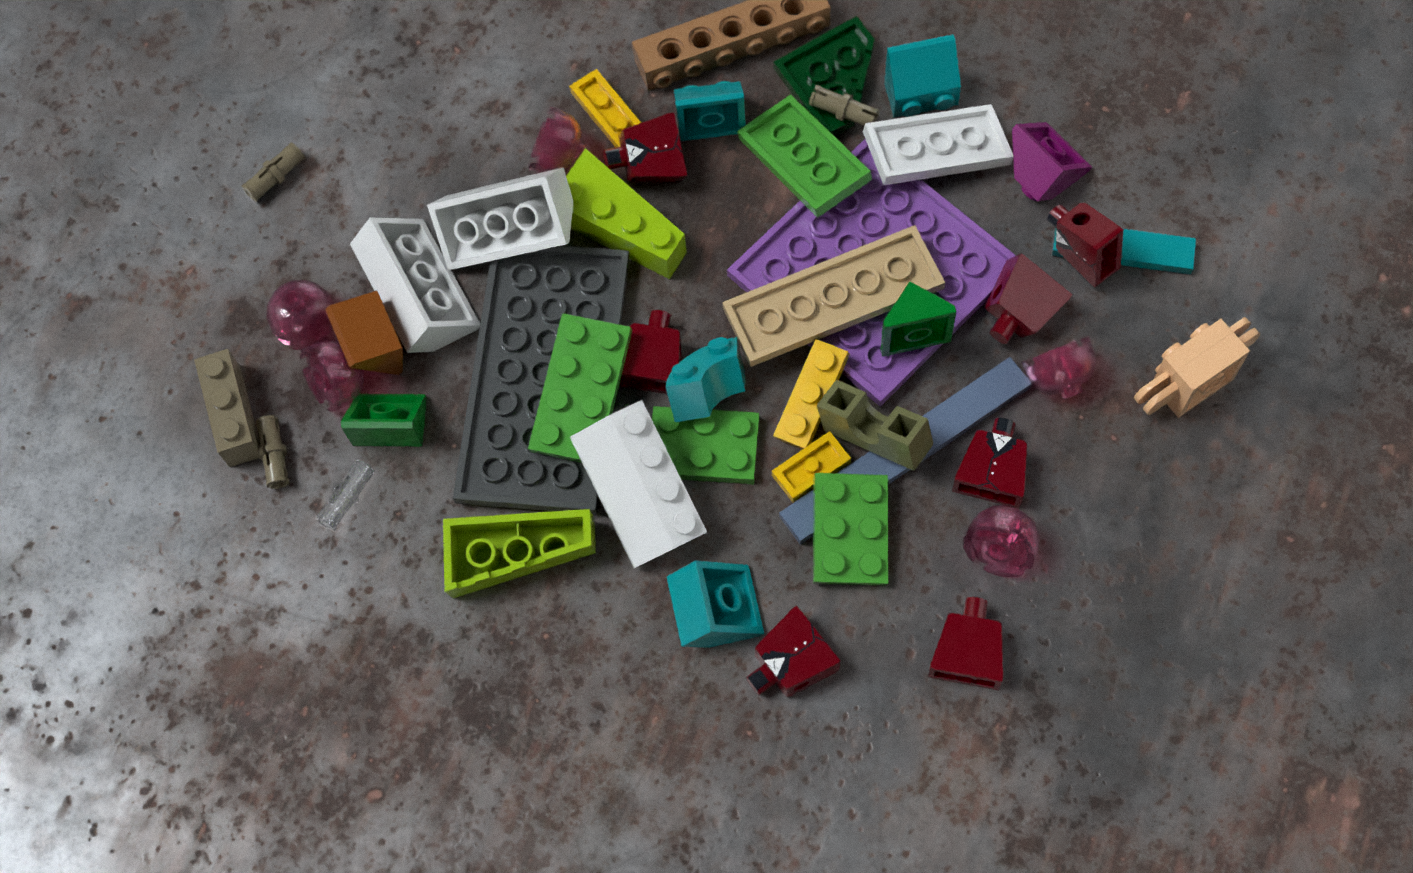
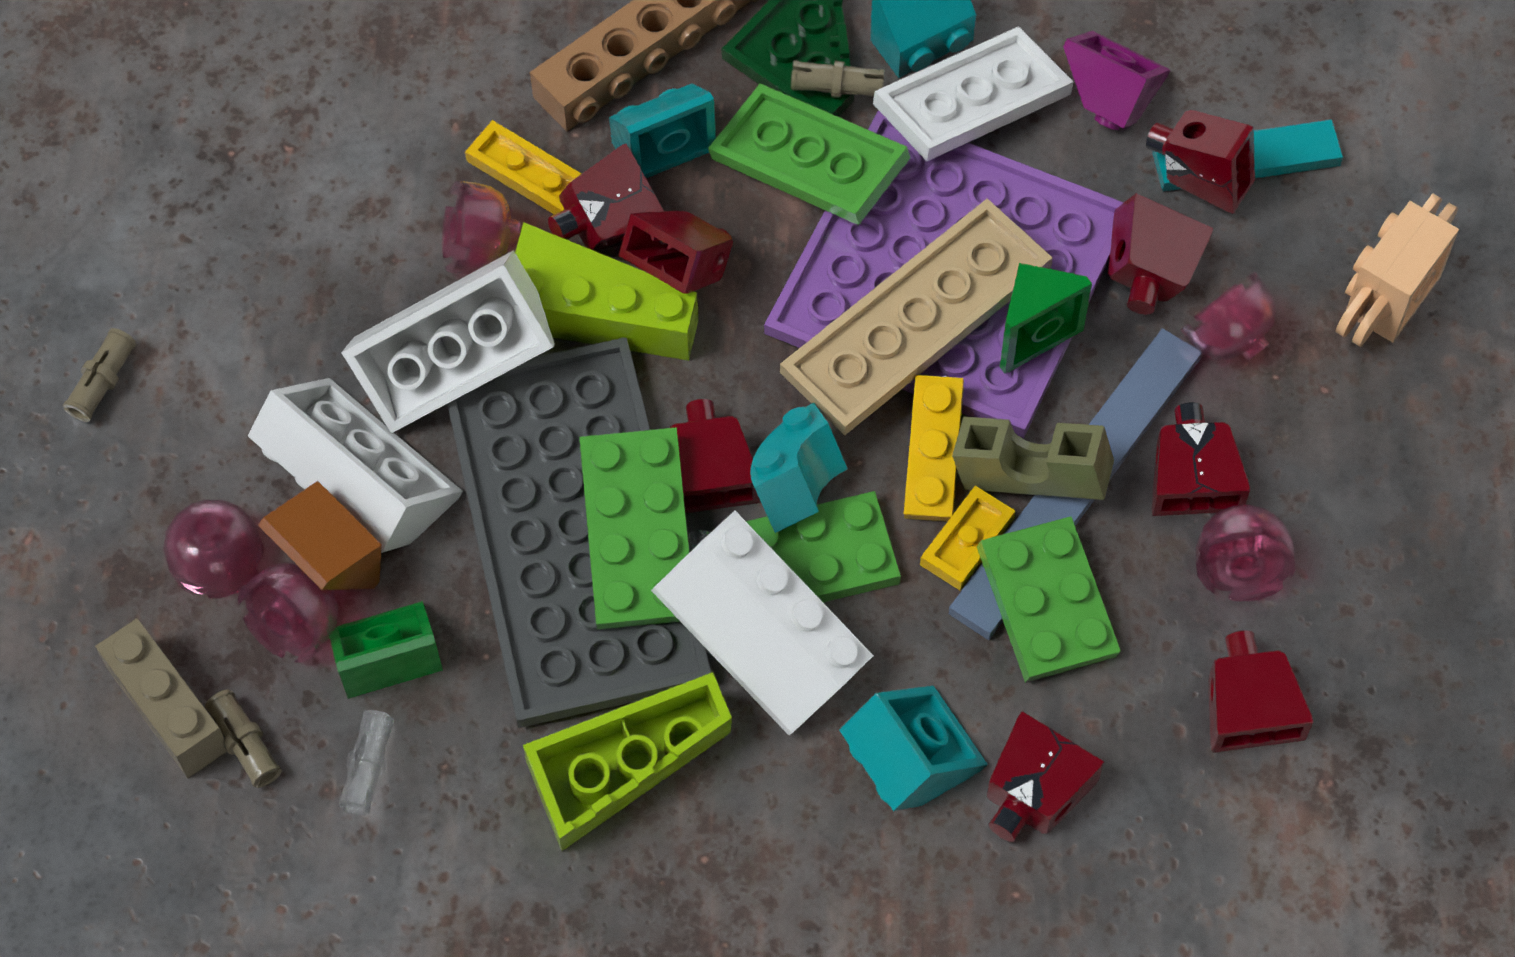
camera: 25 degrees left, 5 degrees down
(684, 198) = (691, 249): none -> dark red torso

